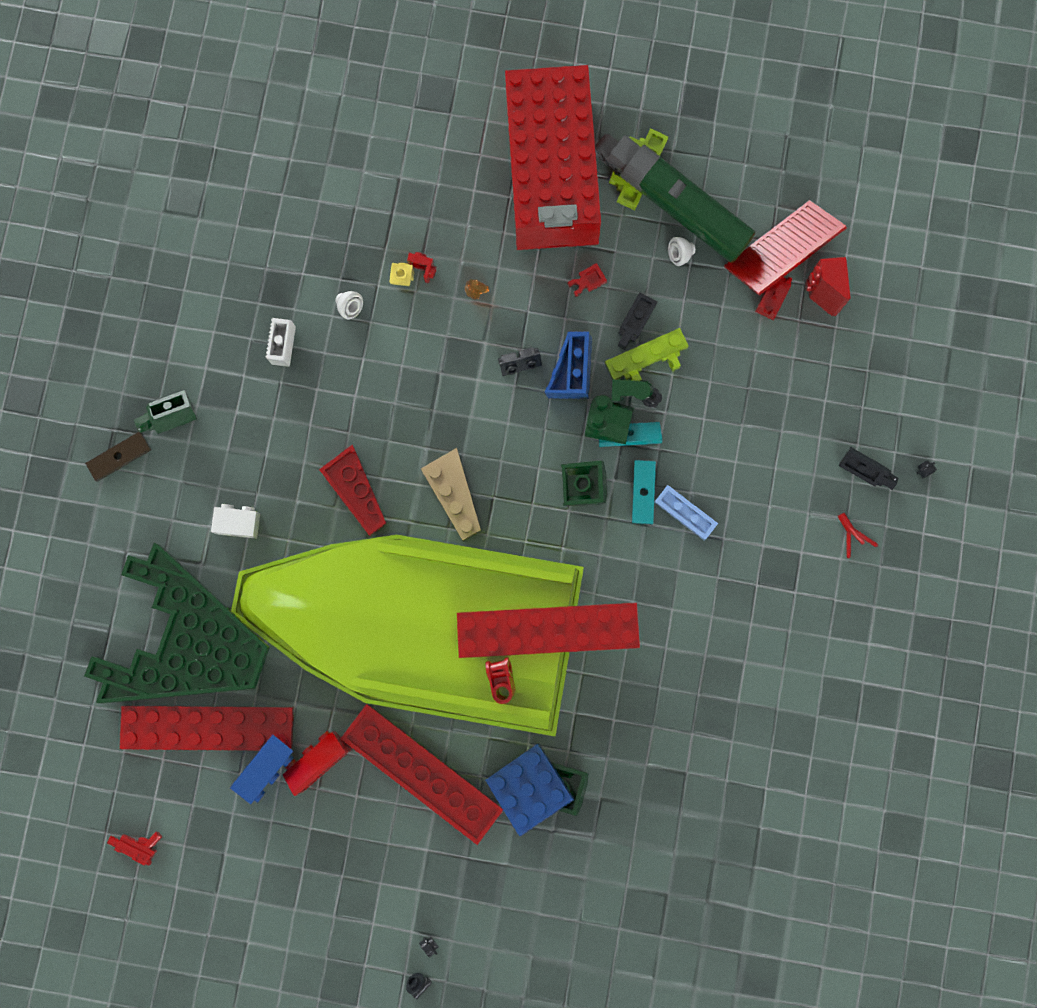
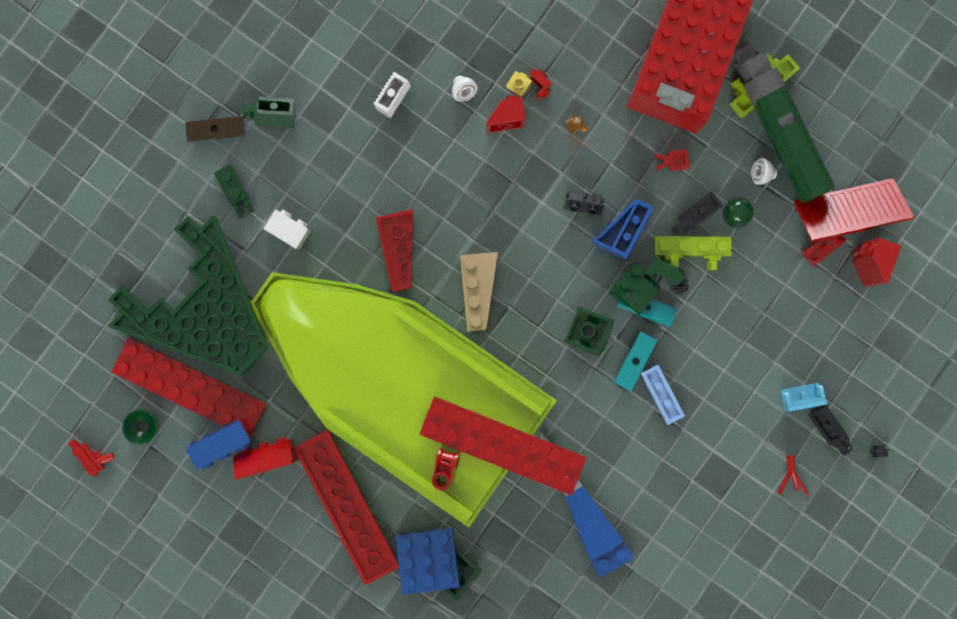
camera: 20 degrees right, 5 degrees up
(163, 508) = (233, 189): none -> dark green hinge
(163, 790) = (131, 429): none -> dark green piece
(404, 310) = (507, 115): none -> red slope
(675, 301) = (738, 212): none -> dark green hair
(692, 685) = (599, 537): none -> blue plate
(825, 450) = (803, 397): none -> medium azure hinge

